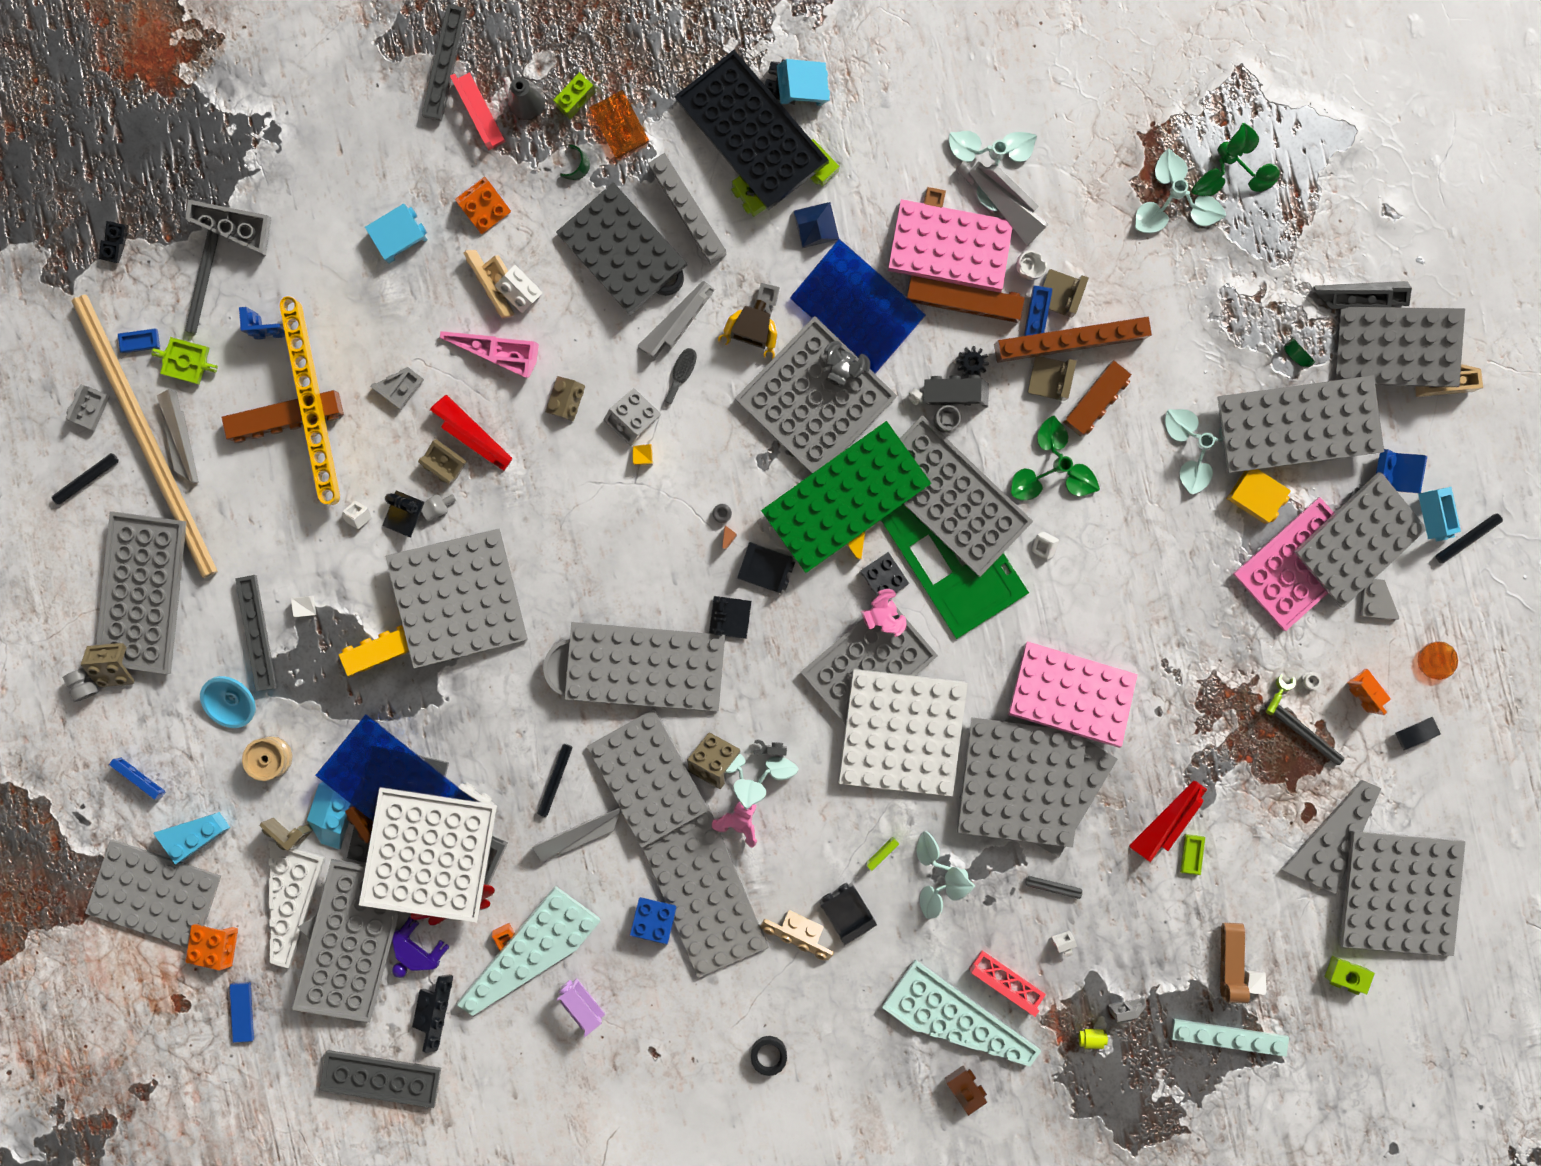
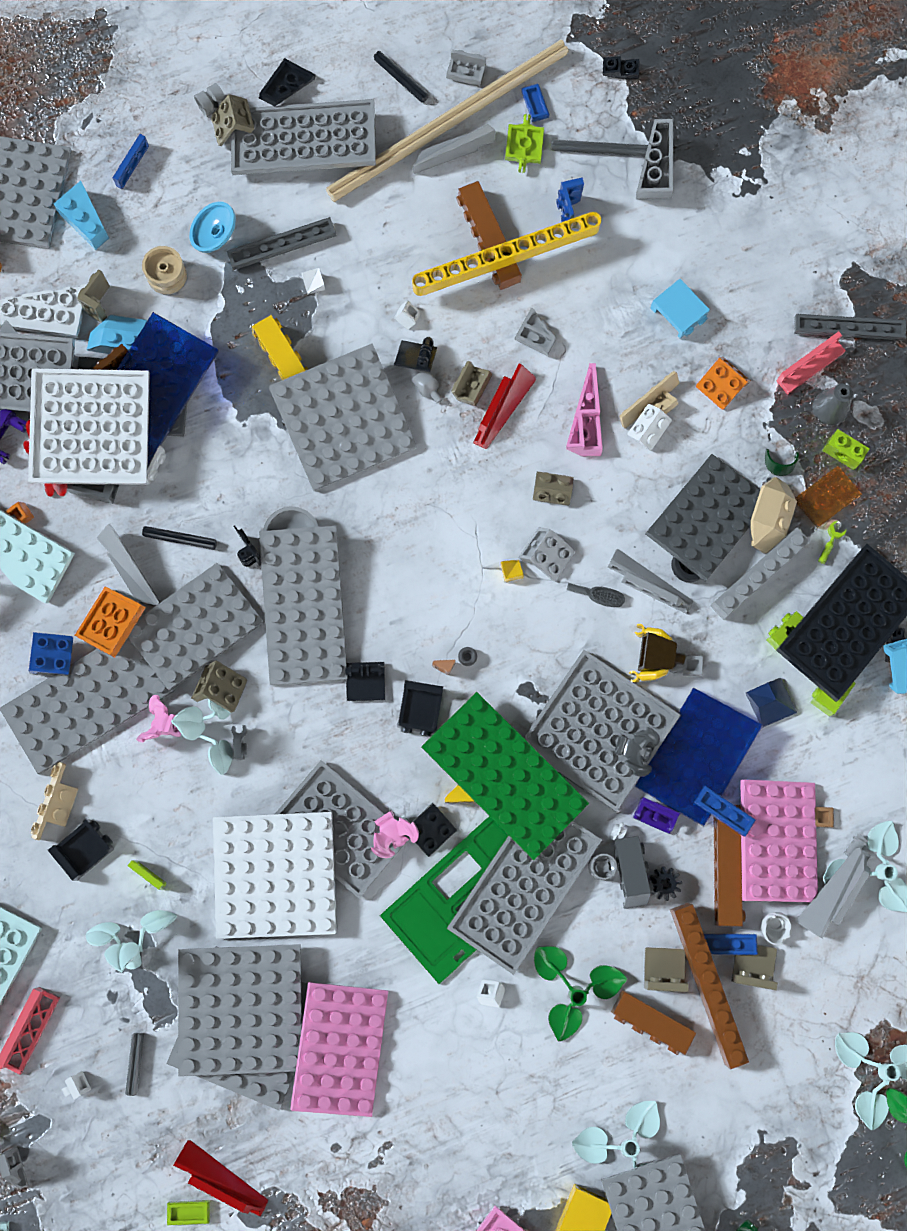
camera: 75 degrees right, 10 degrees down
(73, 602) = (285, 82): none -> black wing
(585, 713) = (248, 554): none -> black hinge
(629, 184) = (772, 514): none -> tan wedge
(631, 859) = (110, 621): none -> orange plate
(669, 133) = (829, 545): none -> lime piece
(906, 358) = (656, 815): none -> dark purple hinge
(916, 292) = (724, 811): none -> blue tile

